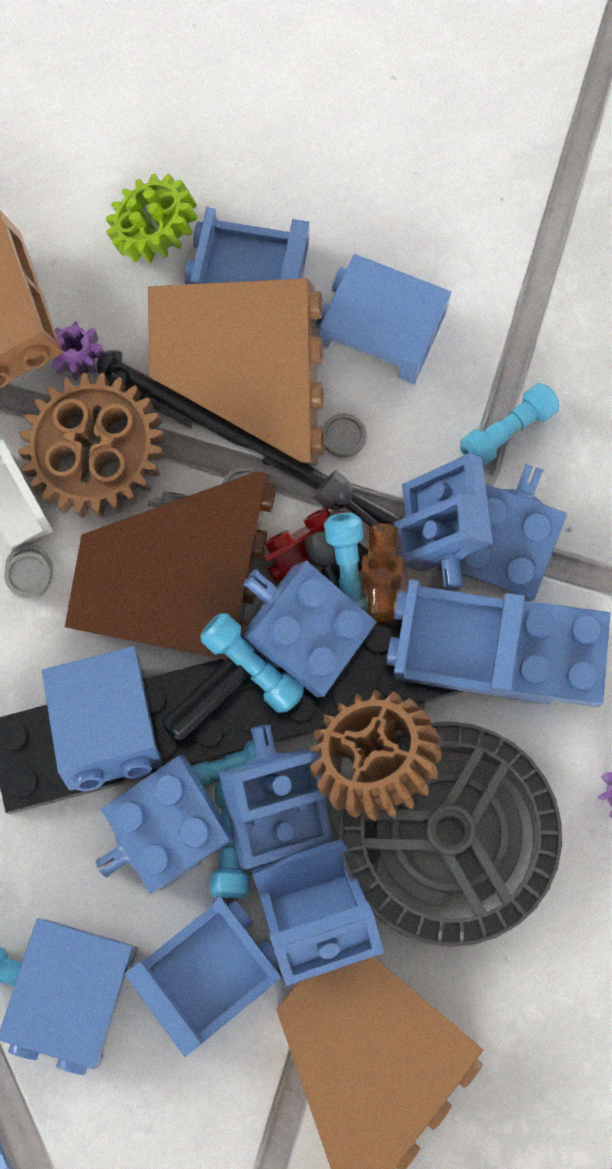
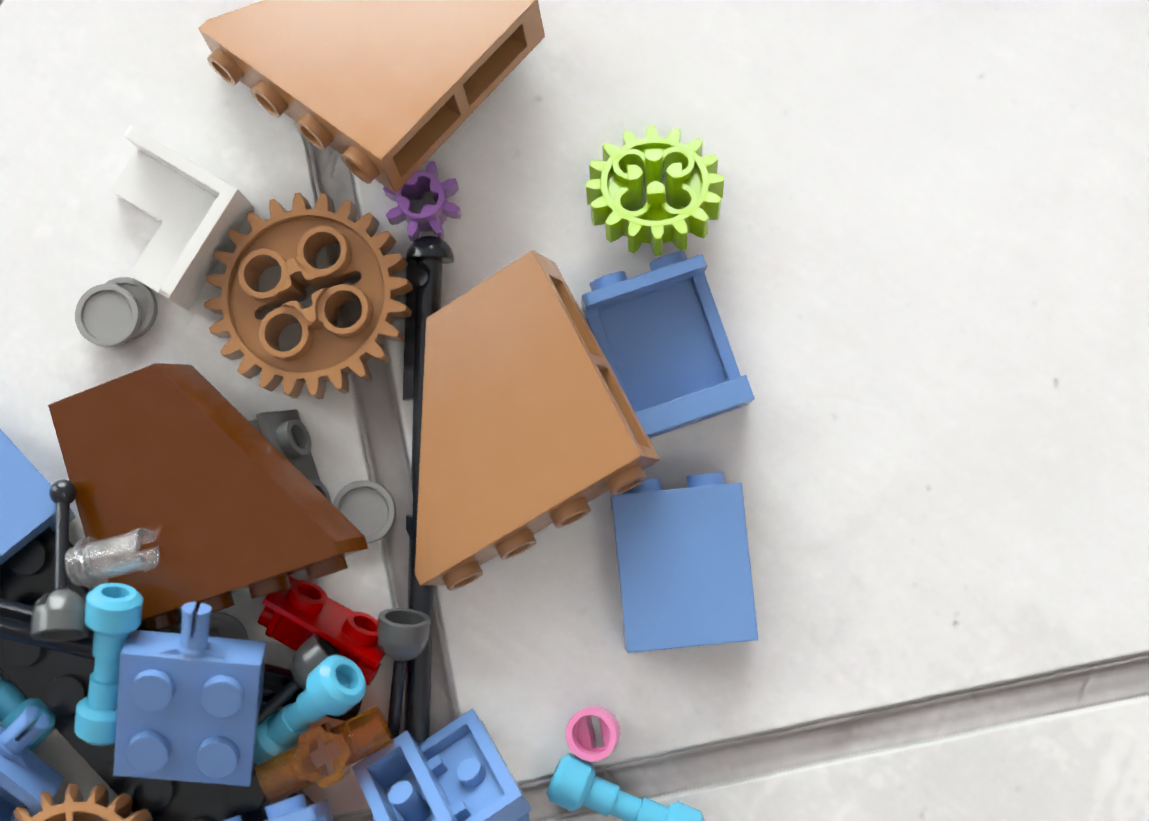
camera: 60 degrees right, 10 degrees up
(186, 627) = (98, 560): none -> clear pin
(204, 669) = (61, 612): none -> hinge
(344, 435) = (502, 597): light grey piece -> none
(458, 410) = (581, 734): none -> bright pink hinge

